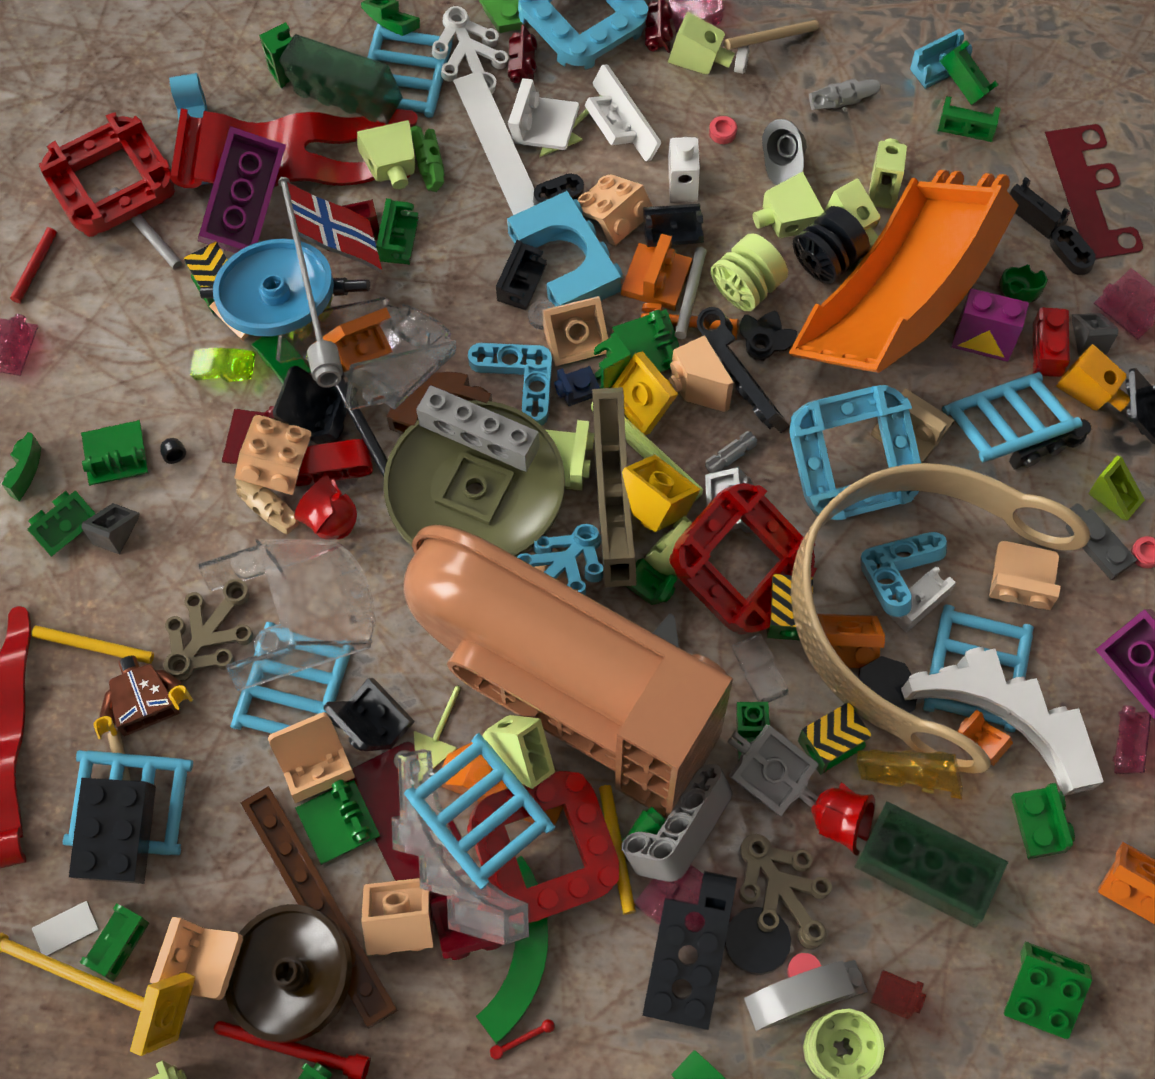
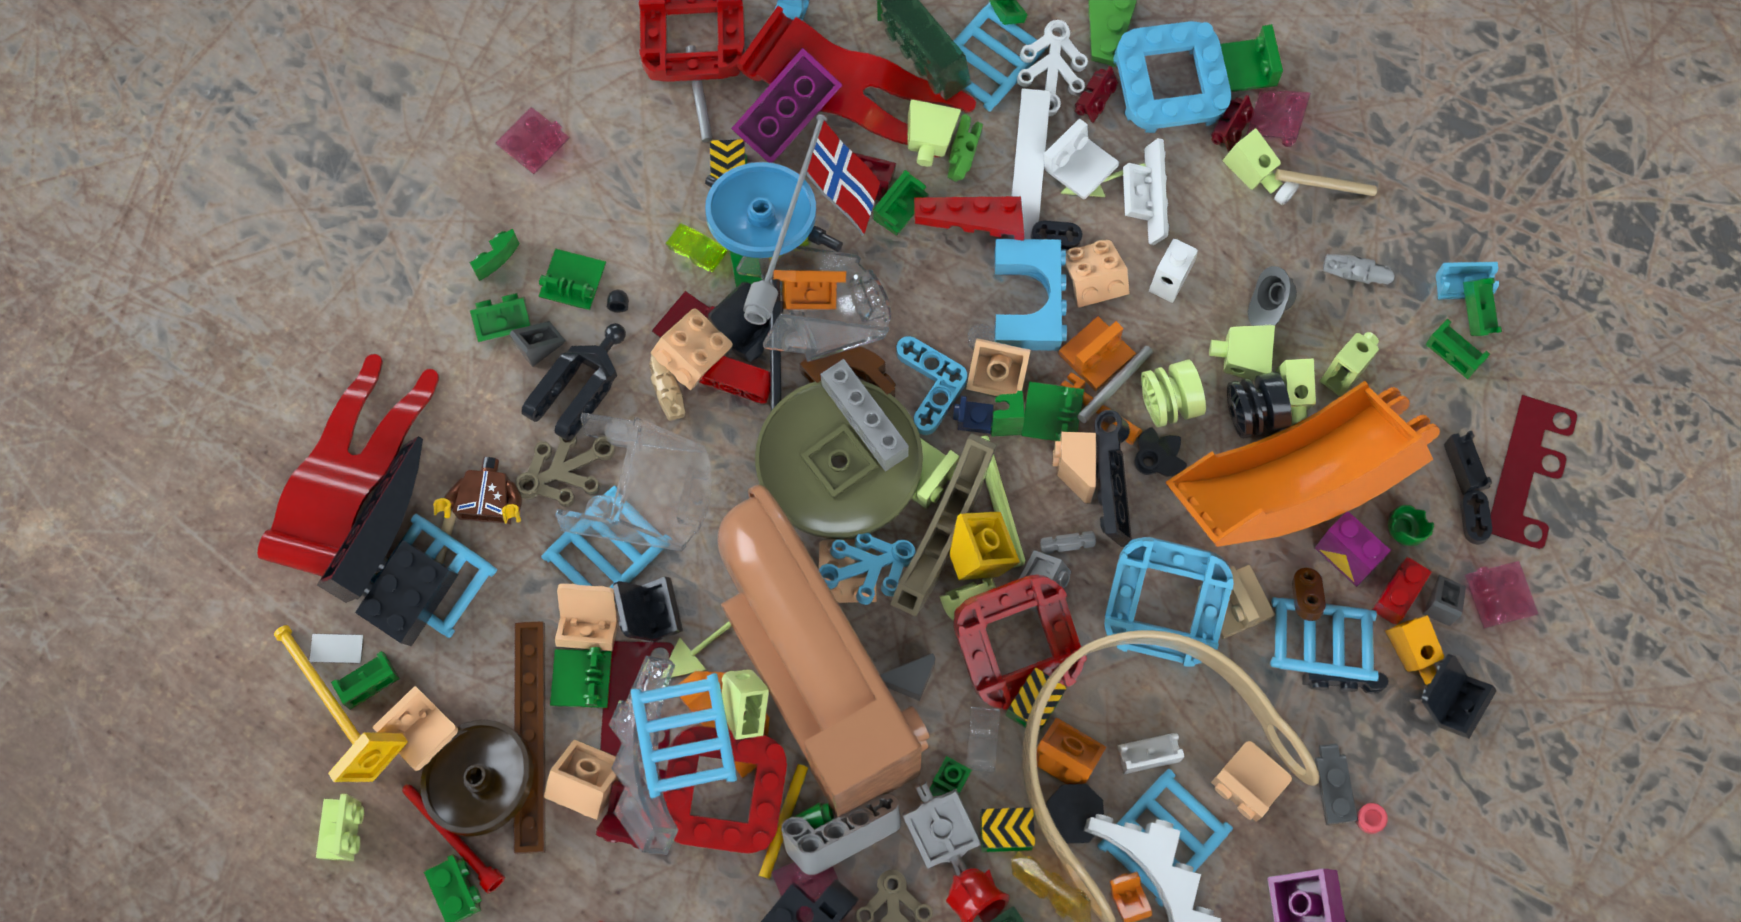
camera: 30 degrees right, 5 degrees up
(33, 265) = (593, 82): red bar -> none
(44, 786) = (375, 529): none -> black slope
(91, 644) = (473, 432): yellow bar -> none
(154, 540) = (561, 374): none -> black piece
(327, 510) = (708, 419): red helmet -> none
(470, 208) = (990, 214): none -> red wing
(520, 275) = (981, 294): black hinge -> none
(523, 975) = (657, 877): green tile -> none
(645, 393) = (1021, 453): yellow tile -> none
(651, 584) = (935, 619): green bracket -> none
(678, 221) = (1136, 315): black hinge -> none
(723, 130) = (1232, 248): coral tile -> none
(931, 548) = (1142, 710): medium azure beam -> none
(973, 386) = (1307, 591): none -> reddish brown plate
(1117, 489) = (1378, 752): lime slope -> none

